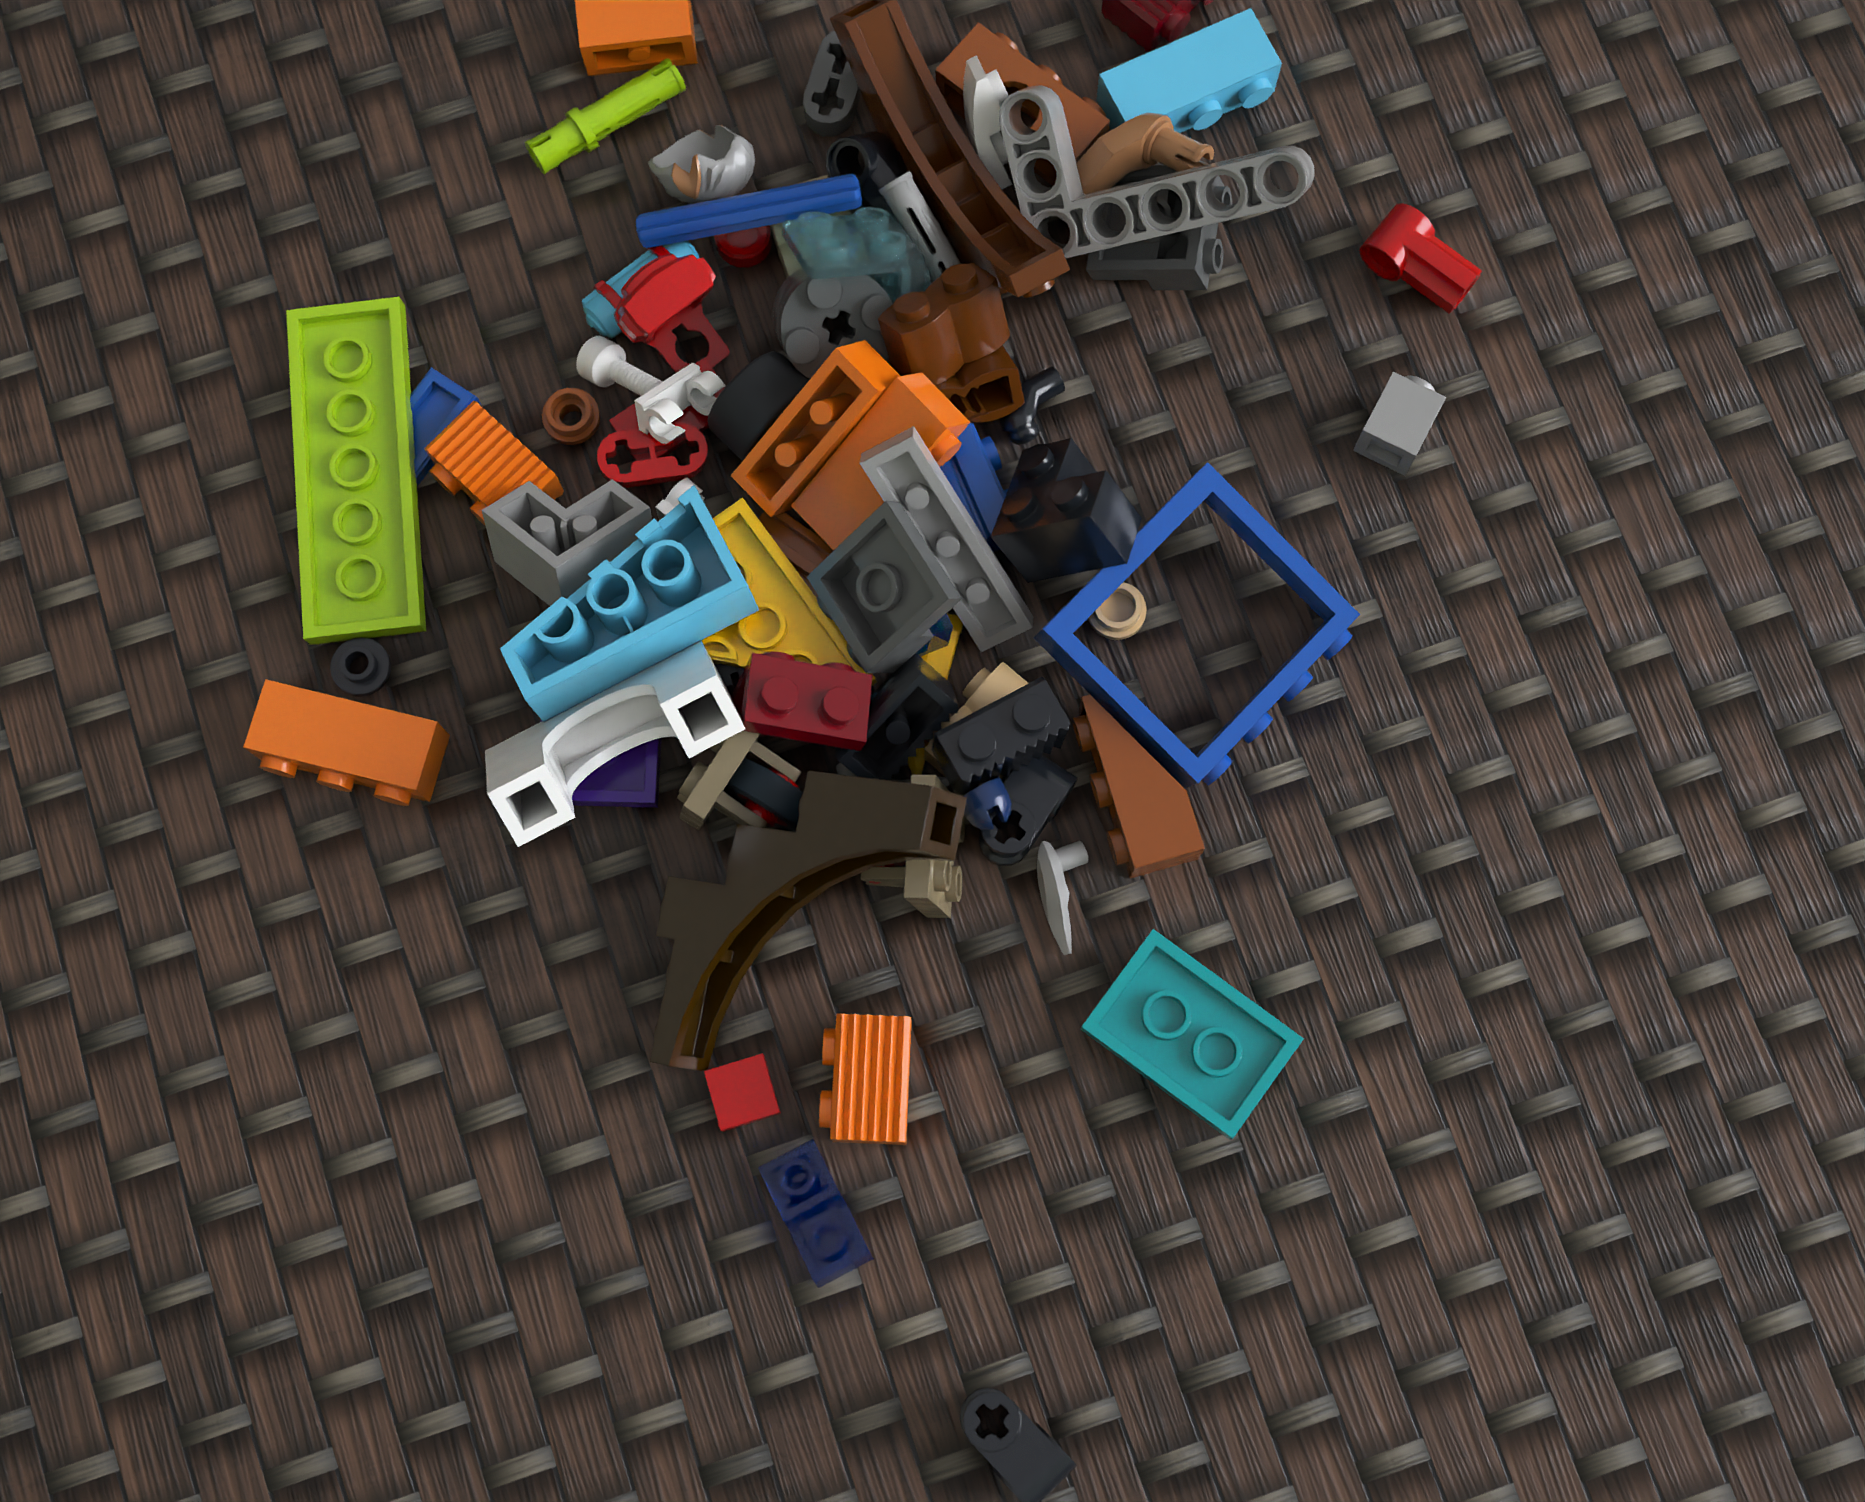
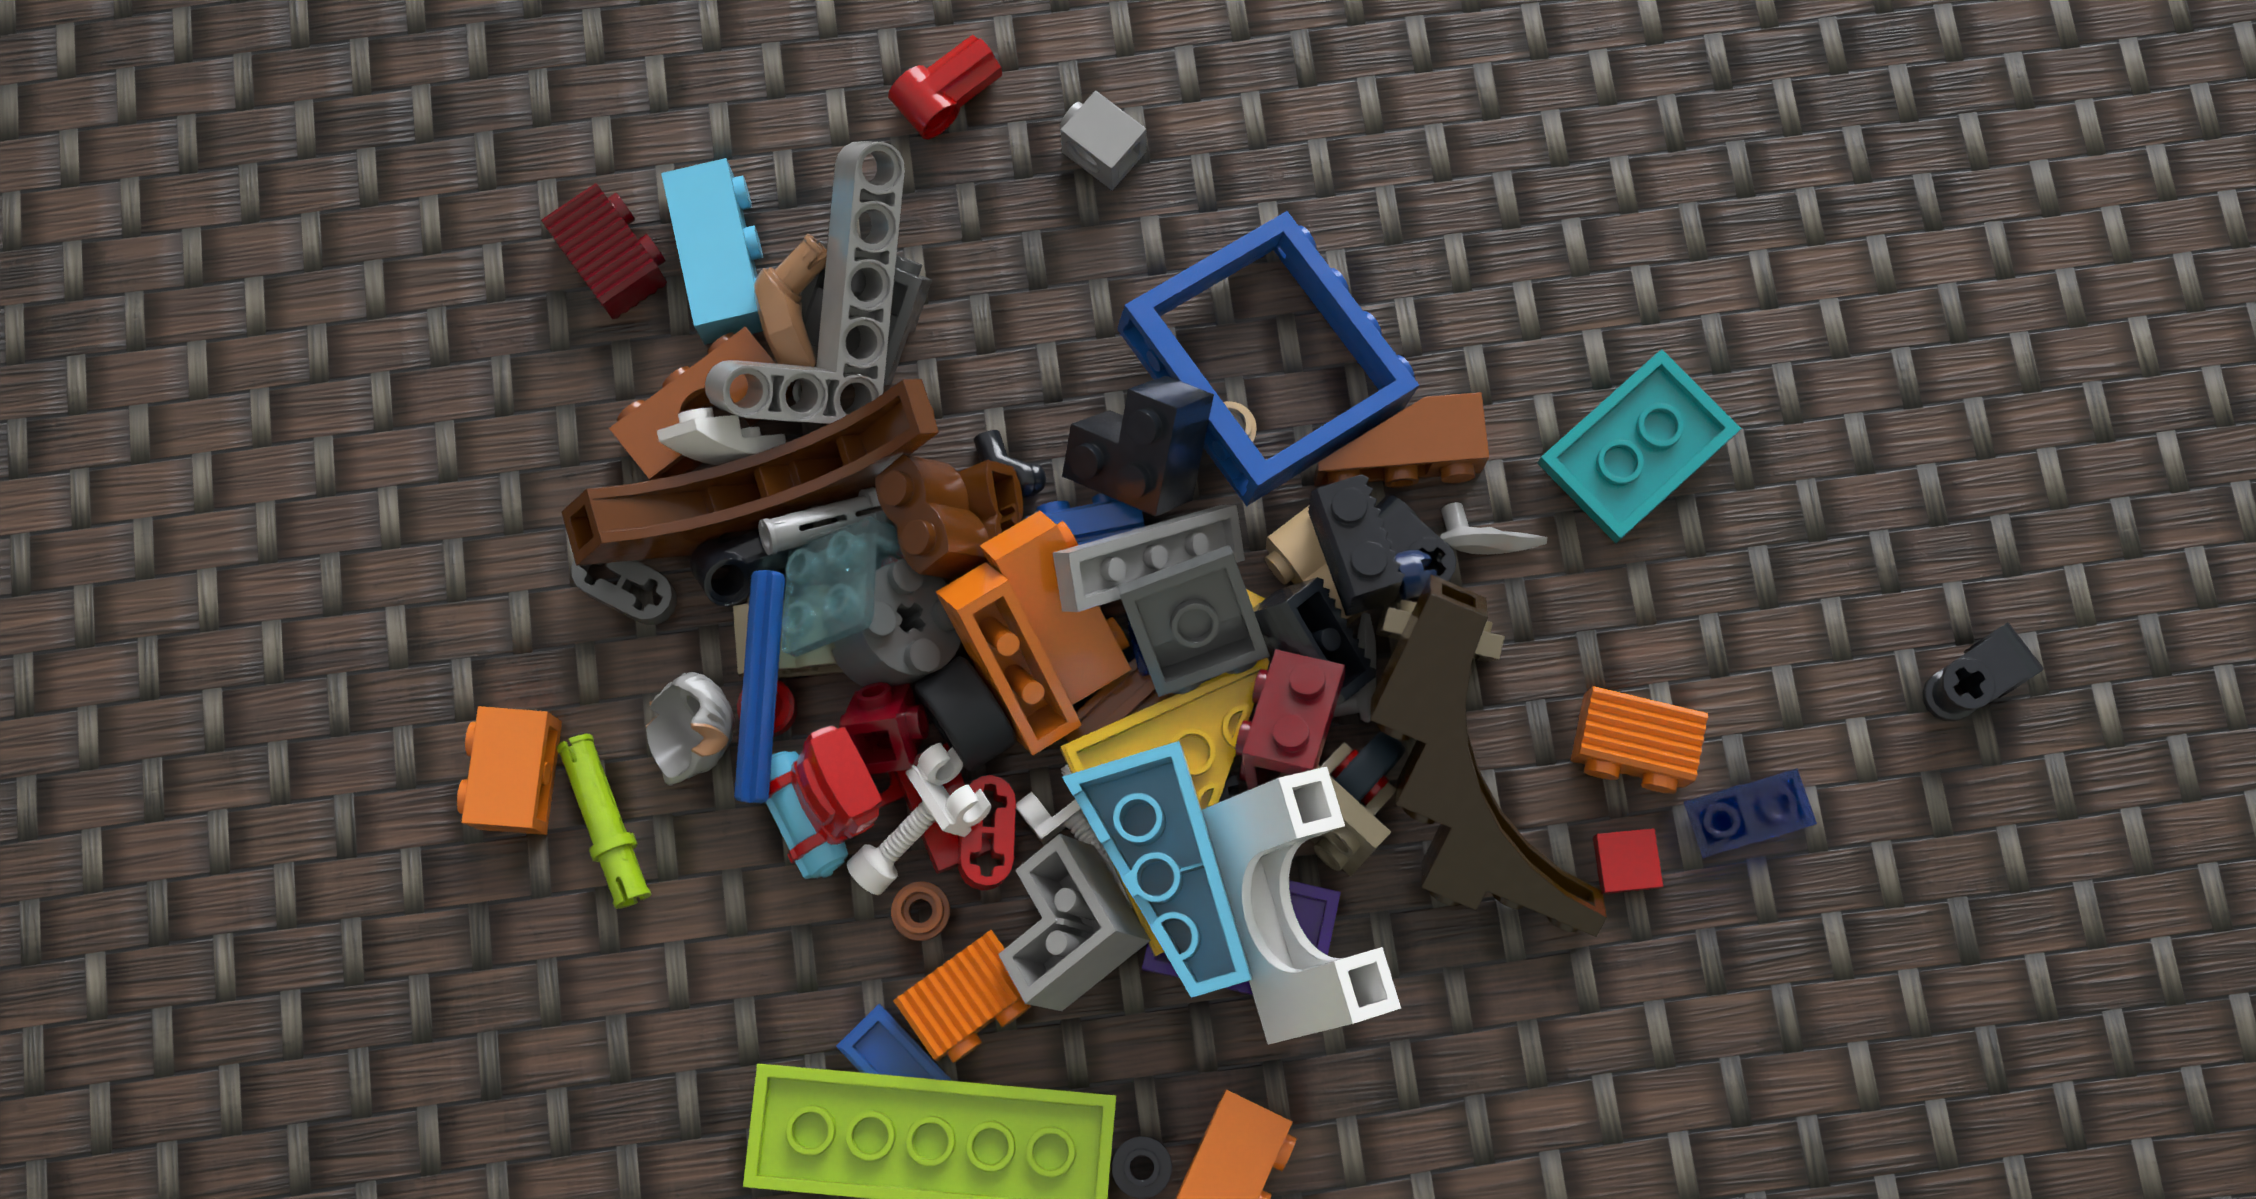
camera: 80 degrees left, 0 degrees up
(729, 331) = (886, 726): none -> dark red brick

